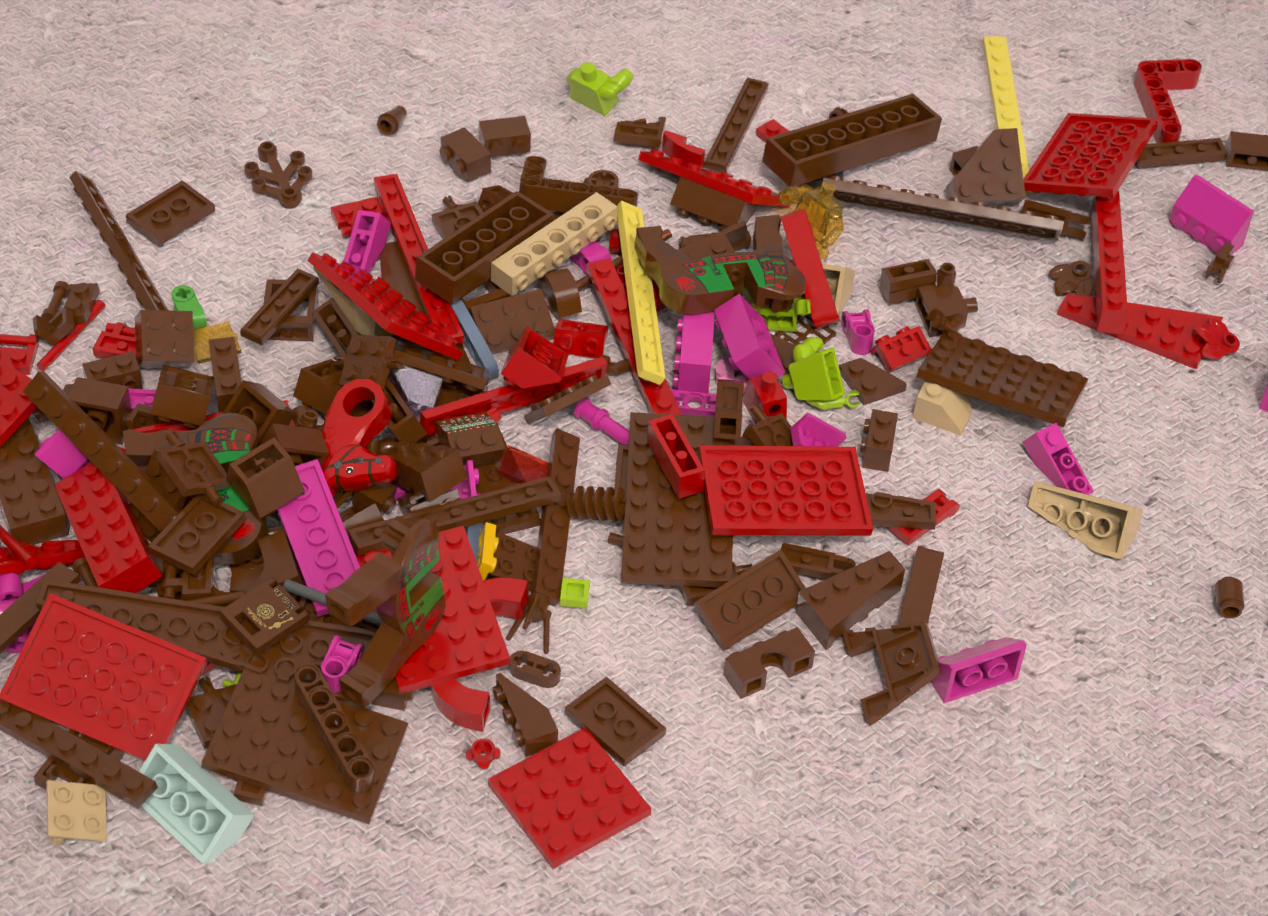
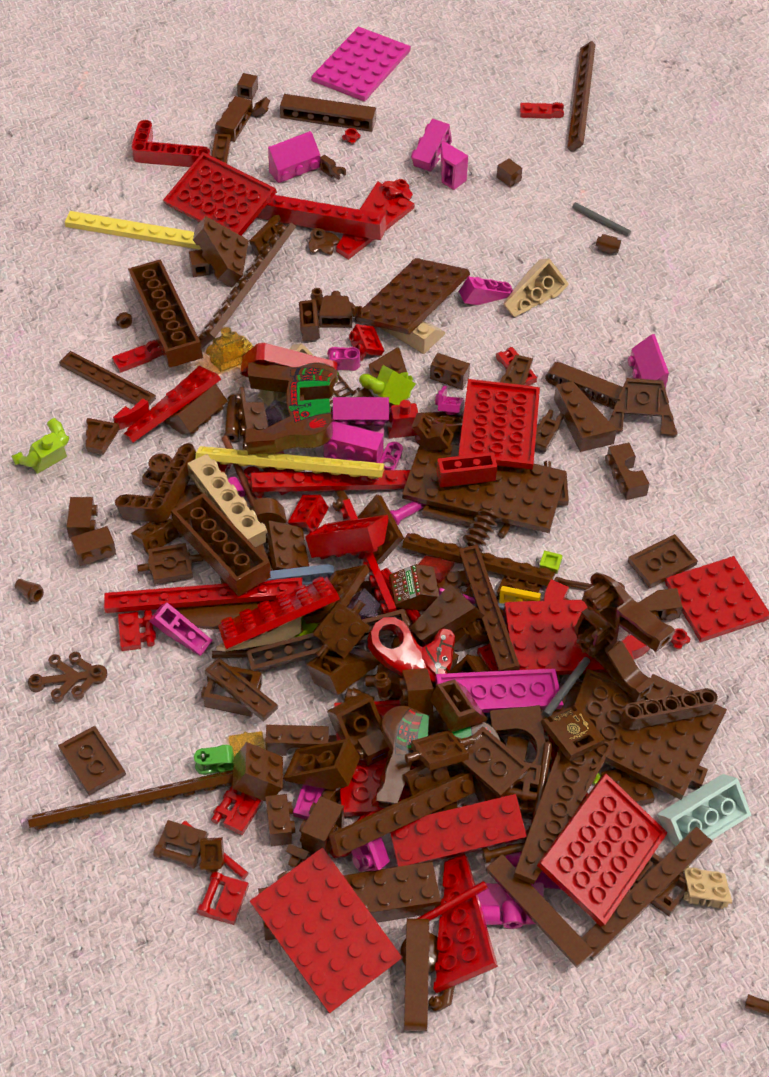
camera: 75 degrees left, 5 degrees up
(340, 660) = (617, 693): dark pink piece -> none
(750, 600) = (577, 467): reddish brown plate -> none

